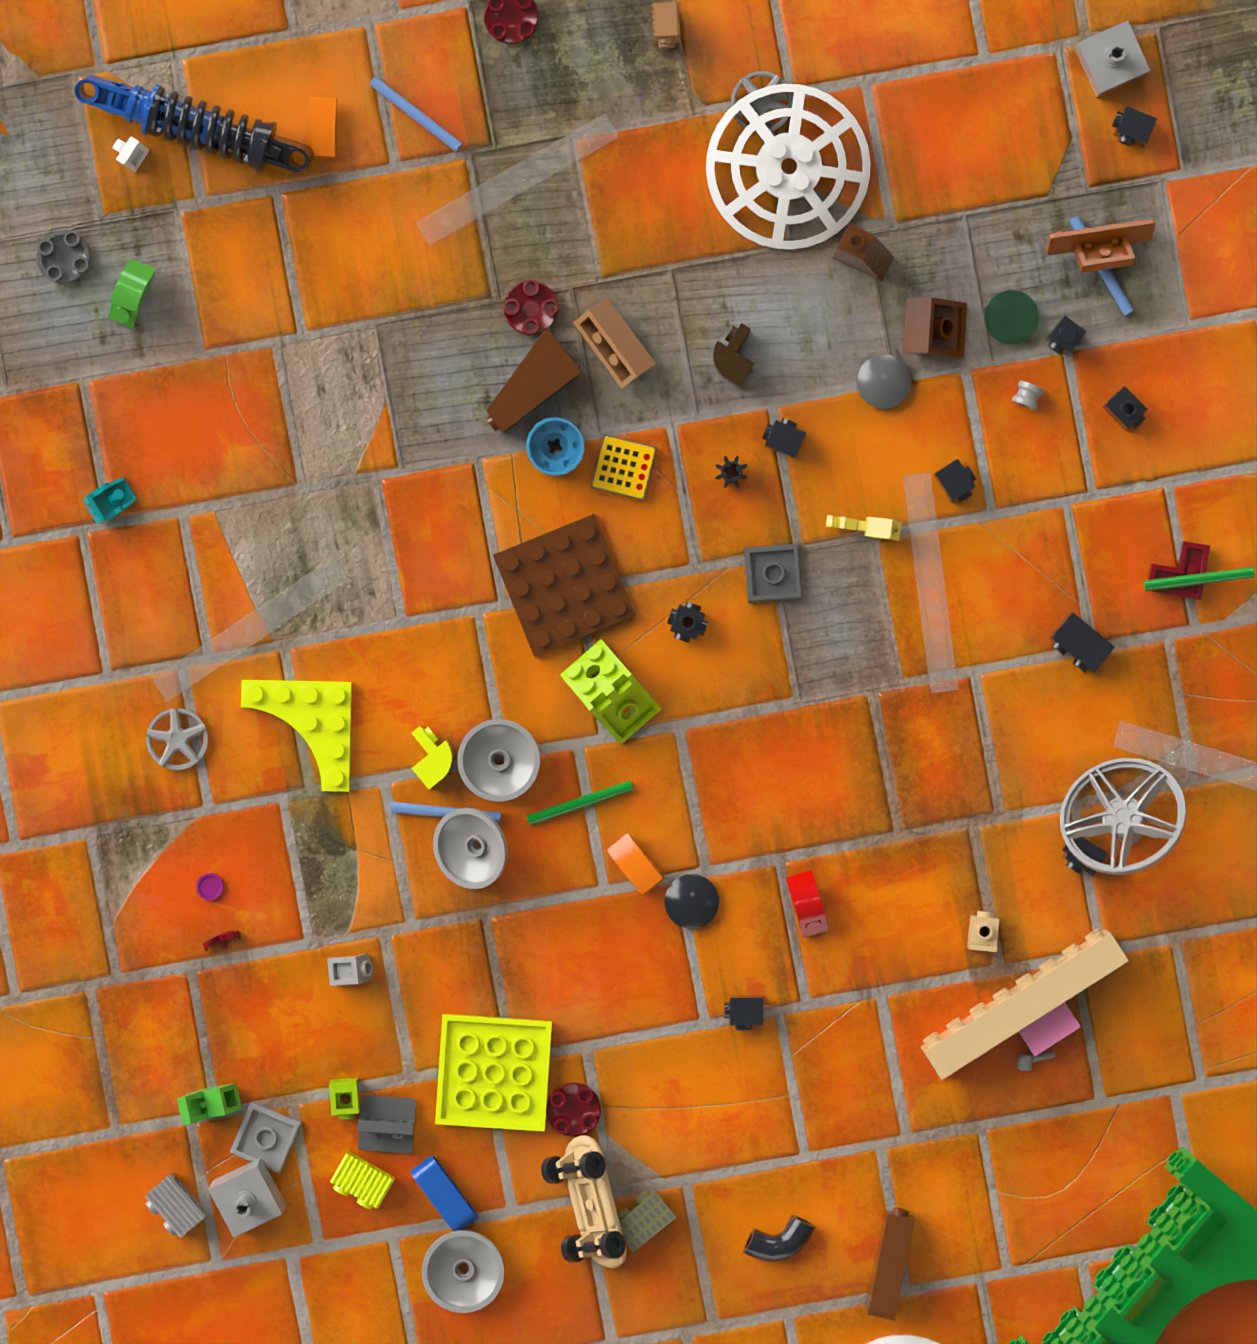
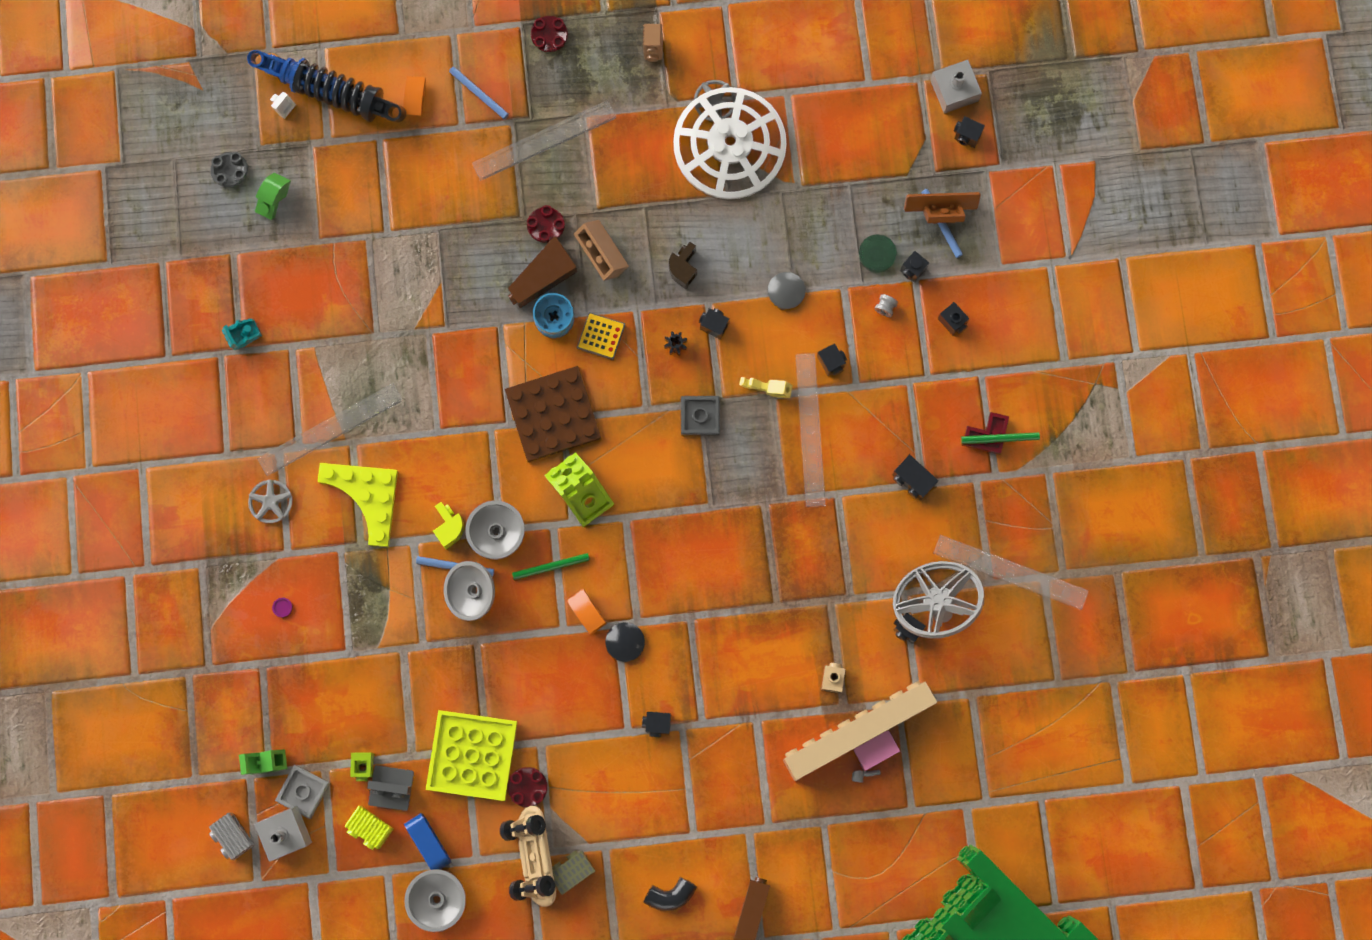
camera: 10 degrees right, 10 degrees down
(221, 938) = (286, 644): dark red piece -> none
(350, 969) = (375, 673): light grey bracket -> none
(682, 632) = (640, 449): black brick -> none
(807, 903) = (707, 649): red brick -> none
(863, 252) = (776, 197): reddish brown slope -> none
(935, 327) = (824, 255): reddish brown slope -> none

